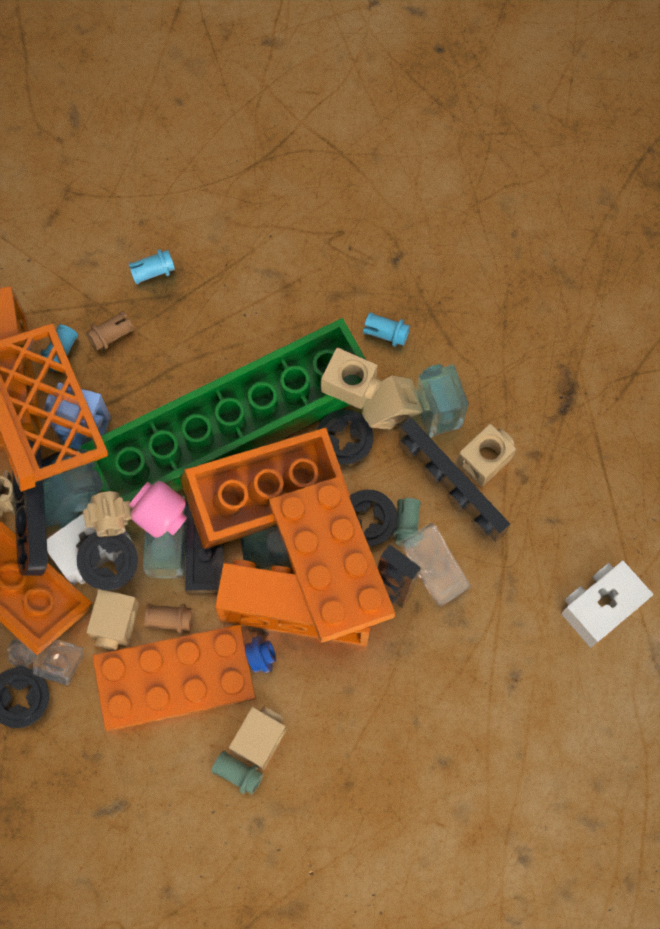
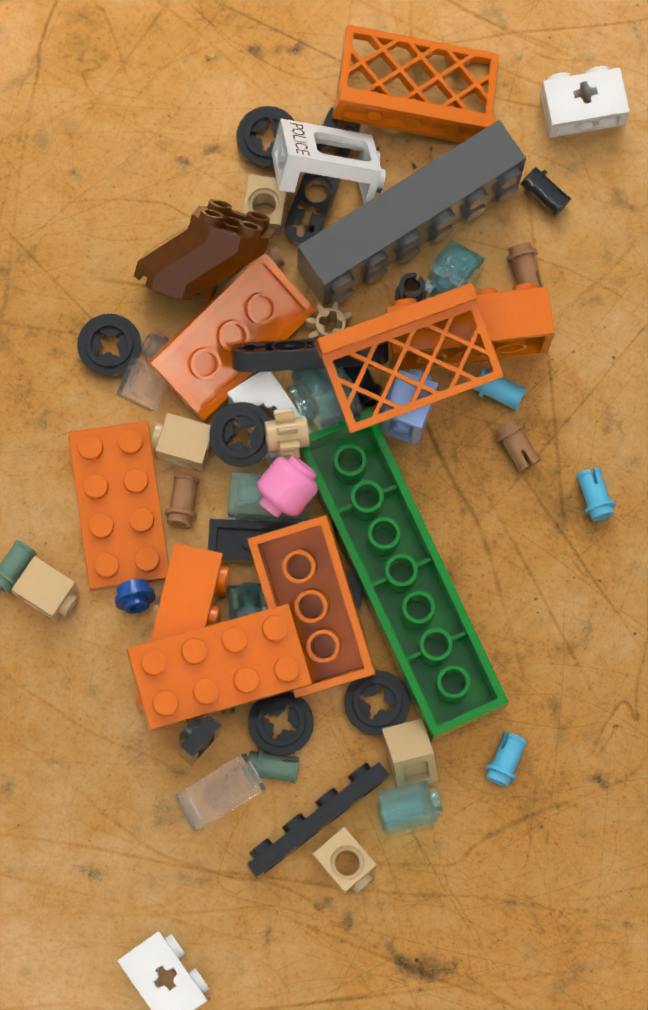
camera: 90 degrees right, 5 degrees up
(347, 364) = (432, 685): tan brick -> none

